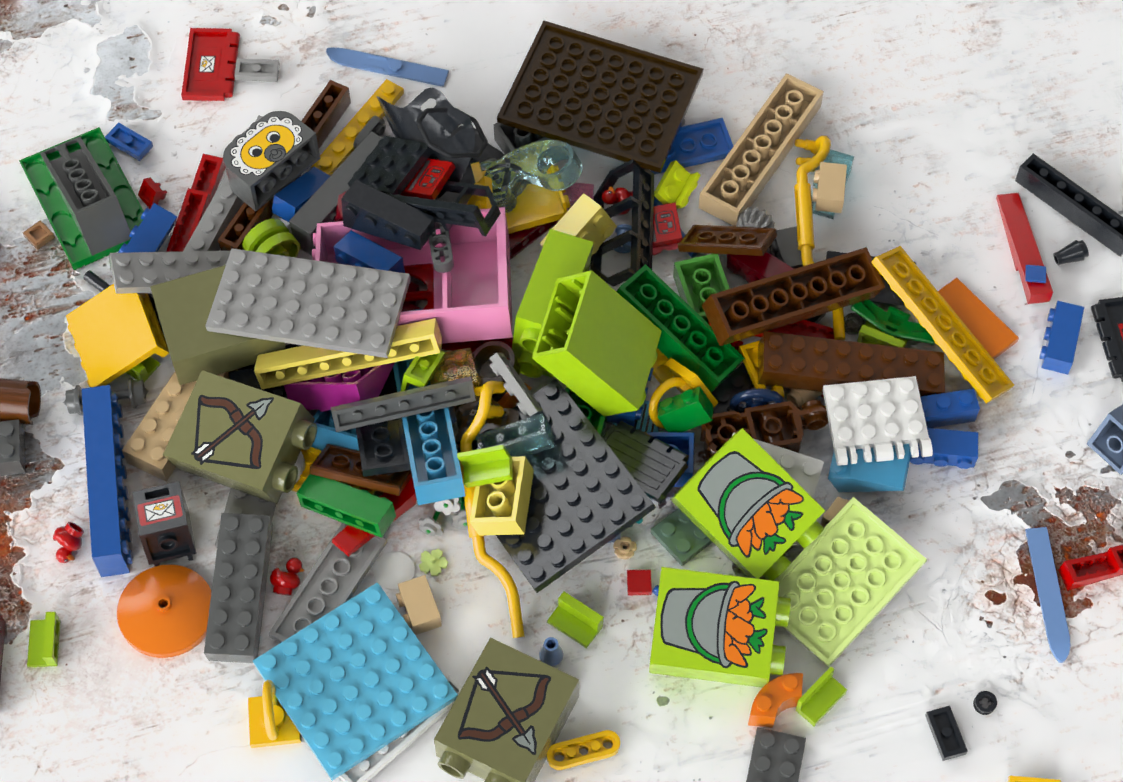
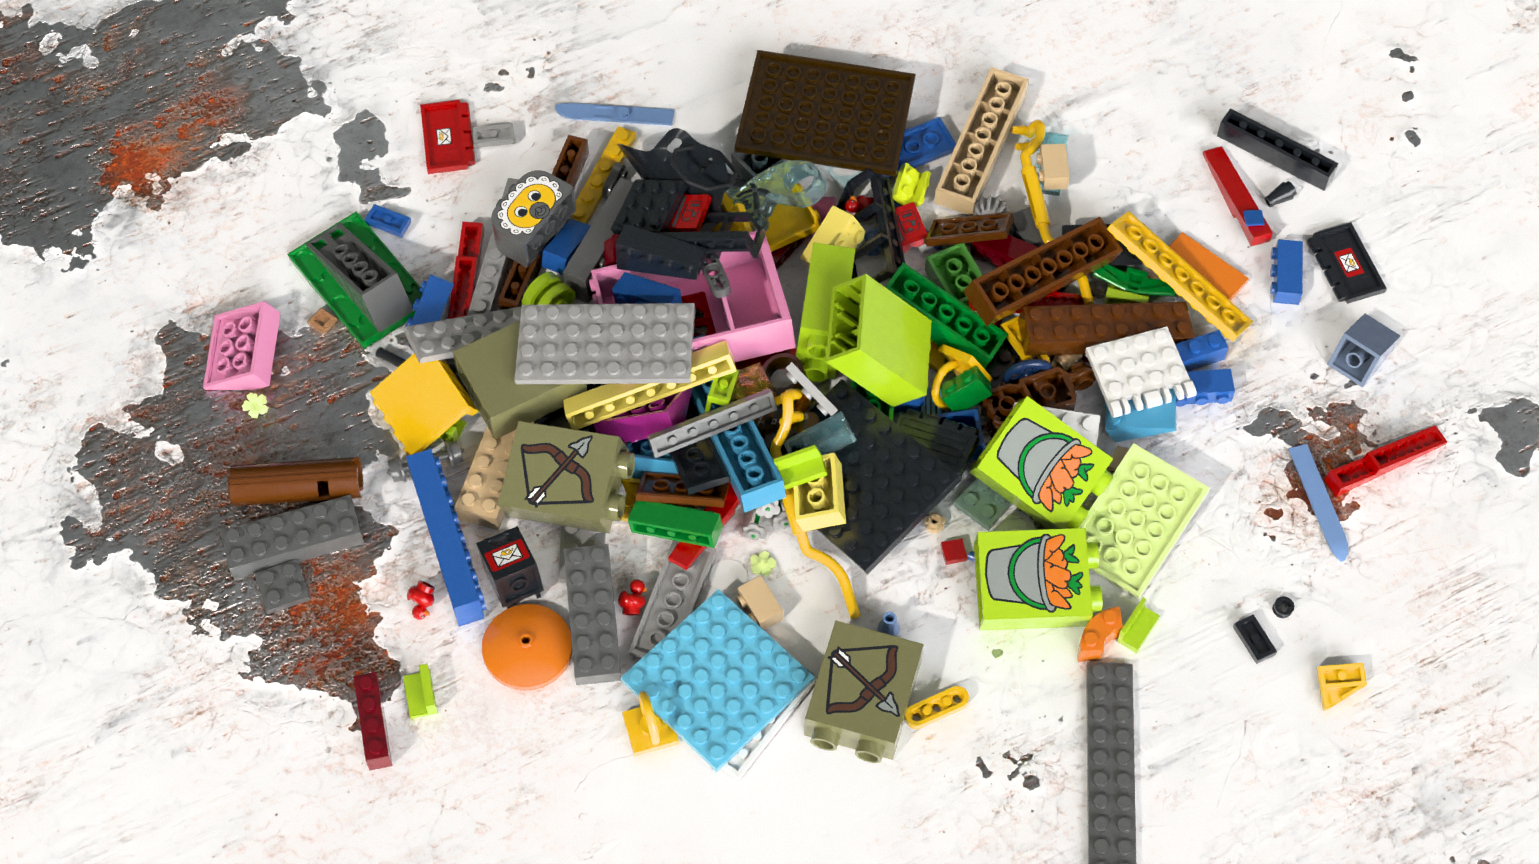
camera: 10 degrees left, 0 degrees up
(151, 192) = (421, 265): red tile -> none
(576, 620) = (904, 593): lime panel -> none

